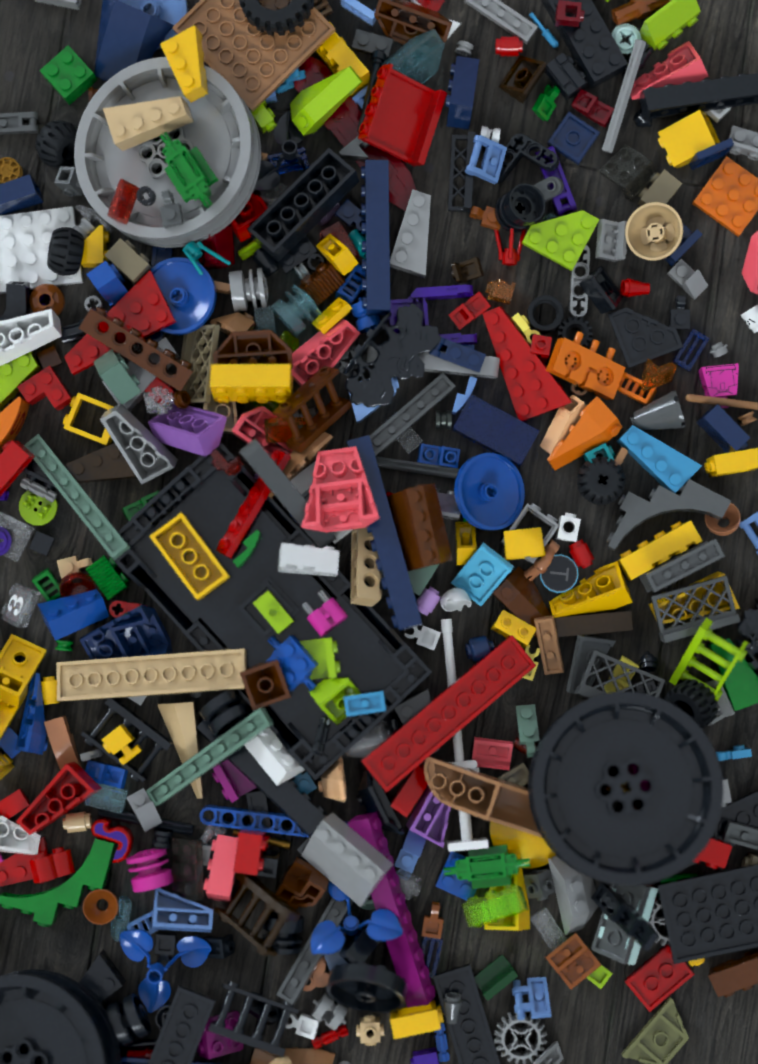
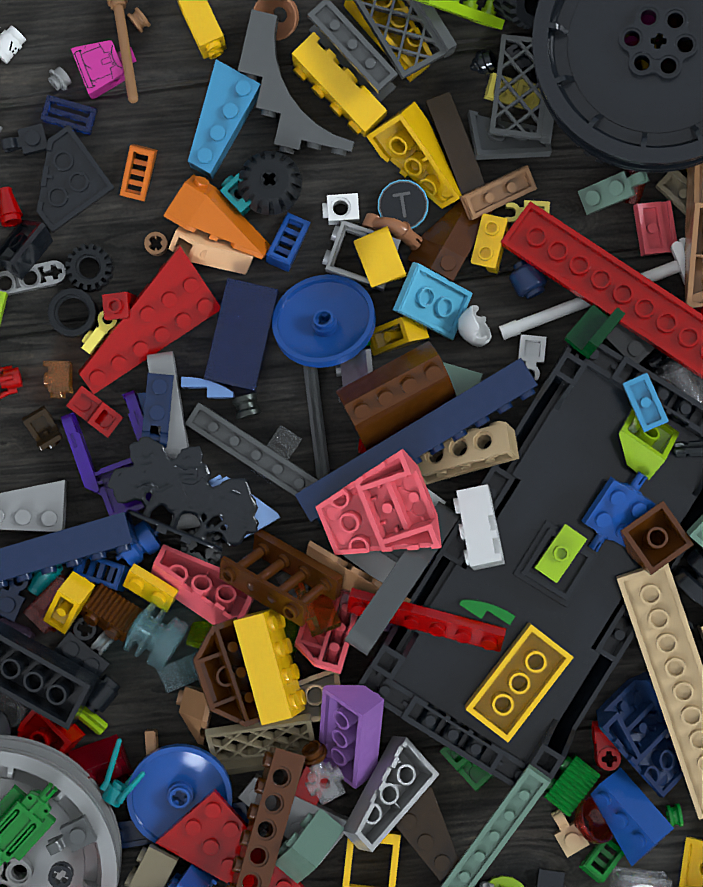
camera: 105 degrees left, 0 degrees up
(220, 463) = (386, 676): clear red bracket -> none
(248, 289) = (146, 706): light grey wheel -> none
(323, 652) = (593, 475): lime bracket -> none
(327, 616) = (545, 484): dark pink piece -> none
(428, 600) = (484, 361): lavender brick -> none
(428, 682) = (592, 330): none -> dark green panel
(438, 455) = (294, 400): blue slope -> none
(550, 487) = (278, 260): none -> blue slope
(581, 554) = (370, 183): red brick -> none
(586, 367) = (128, 241): orange piece -> none
(621, 454) = (231, 167): medium nougat tile -> none
(656, 376) = (115, 151): clear orange slope -> none
(660, 414) = (163, 130): dark grey cone -> none
(723, 430) = (162, 44): dark blue brick -> none

